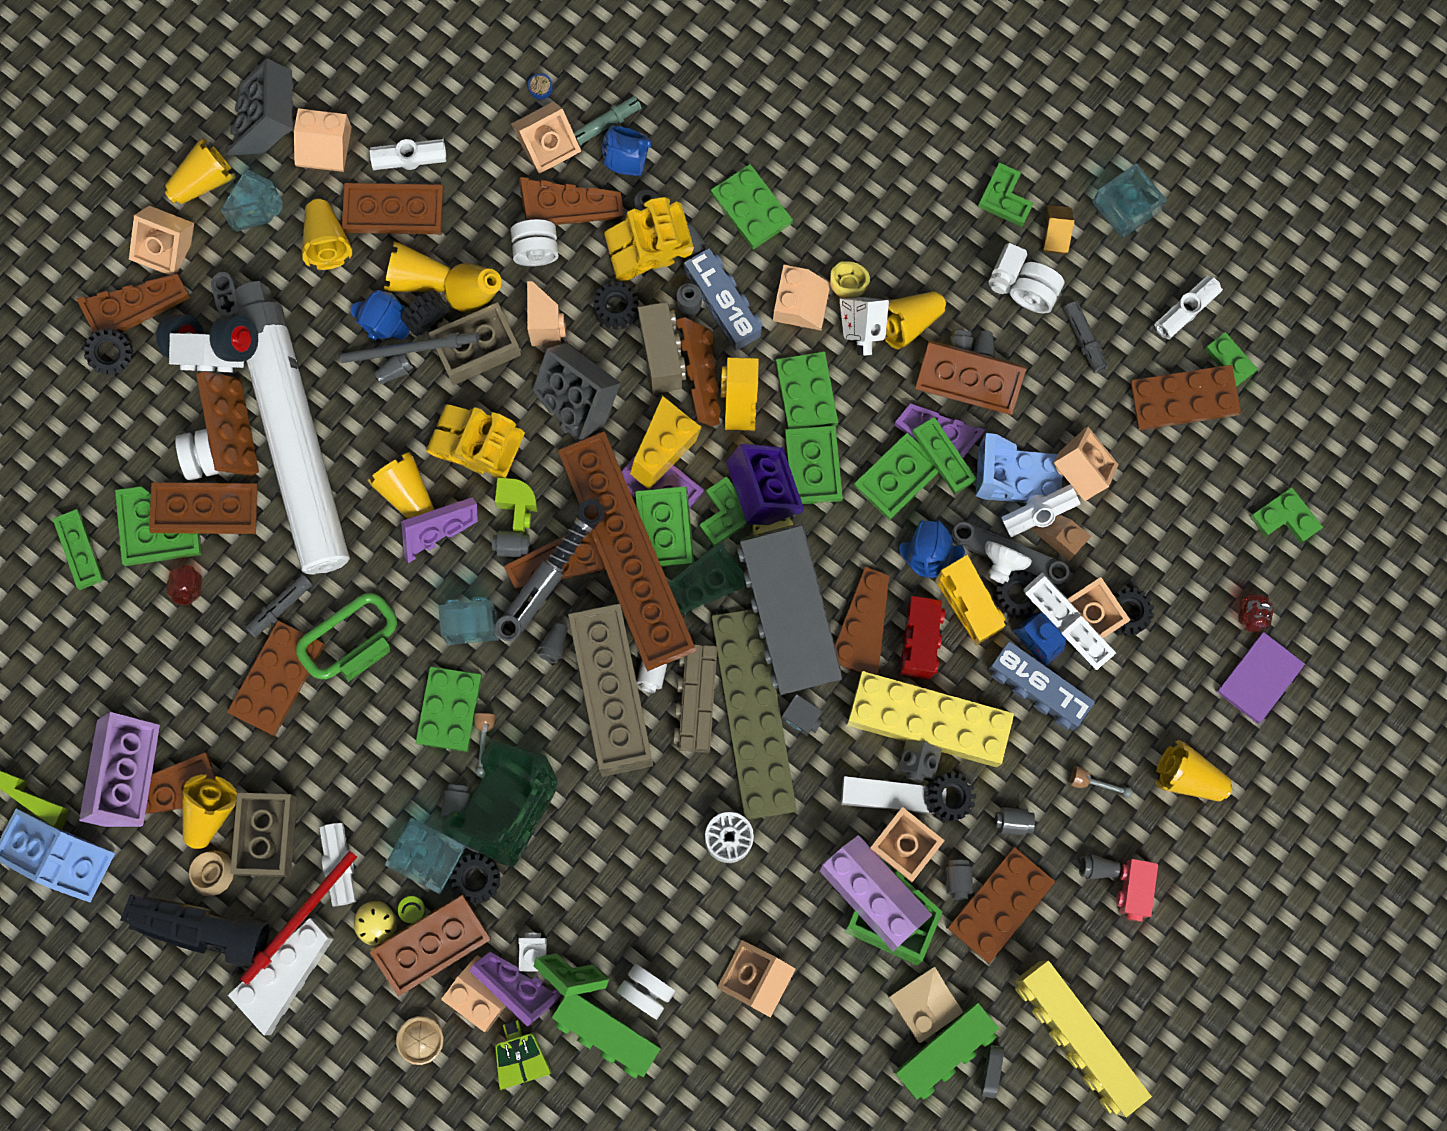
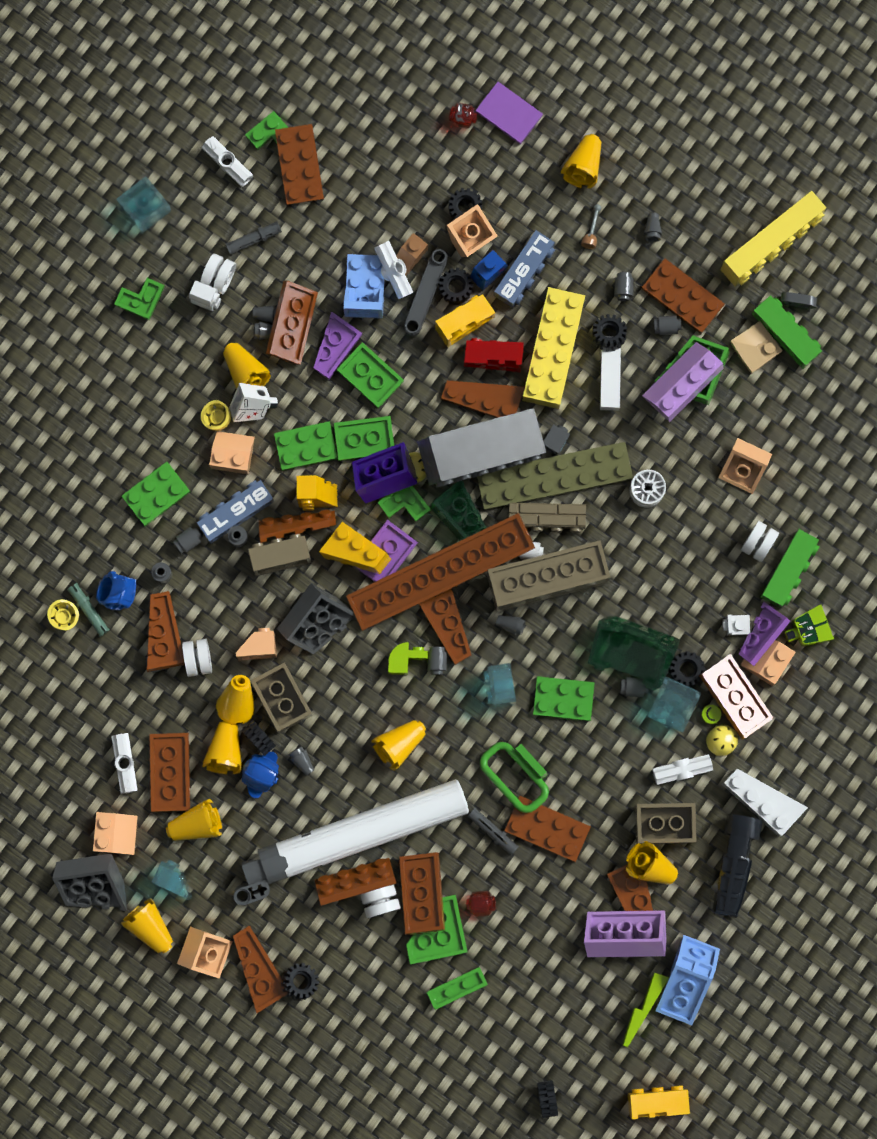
camera: 90 degrees left, 5 degrees up
(211, 873) = (693, 861): tan hat -> none
(228, 345) = (299, 900): brick -> none
(263, 958) = (756, 811): red bar -> none
(419, 1040) = (803, 700): tan hat -> none
(430, 527) = (430, 722): medium lavender wing -> none
(452, 340) = (286, 710): dark grey bar -> none
(476, 440) = (368, 696): yellow connector -> none
(483, 723) = (572, 671): hinge -> none
(540, 86) = (60, 664): tile -> none
(546, 137) = (104, 655): light nougat slope -> none
(548, 573) = (460, 627): piece -> none
(570, 980) = (756, 595): bright green plate -> none
(600, 91) = (63, 615): none -> light yellow helmet
(612, 291) = (231, 593): black tyre -> none
(649, 239) = (190, 560): yellow connector -> none
(667, 523) = (416, 543): bright green plate -> none
(907, 844) = (646, 361): light nougat slope -> none
(920, 760) = (584, 354): dark grey brick -> none
(930, 544) = (428, 349): blue piece -> none
(944, 455) = (355, 340): bright green plate -> none
(1004, 561) = (436, 294): white hair -> none
(1058, 229) = (165, 259): slope -> none
(1069, 621) = (478, 248): white slope -> none
(1086, 464) = (356, 236): light nougat slope -> none
(1137, 889) = (667, 200): coral brick -> none
(1287, 510) = (382, 91): bright green plate -> none

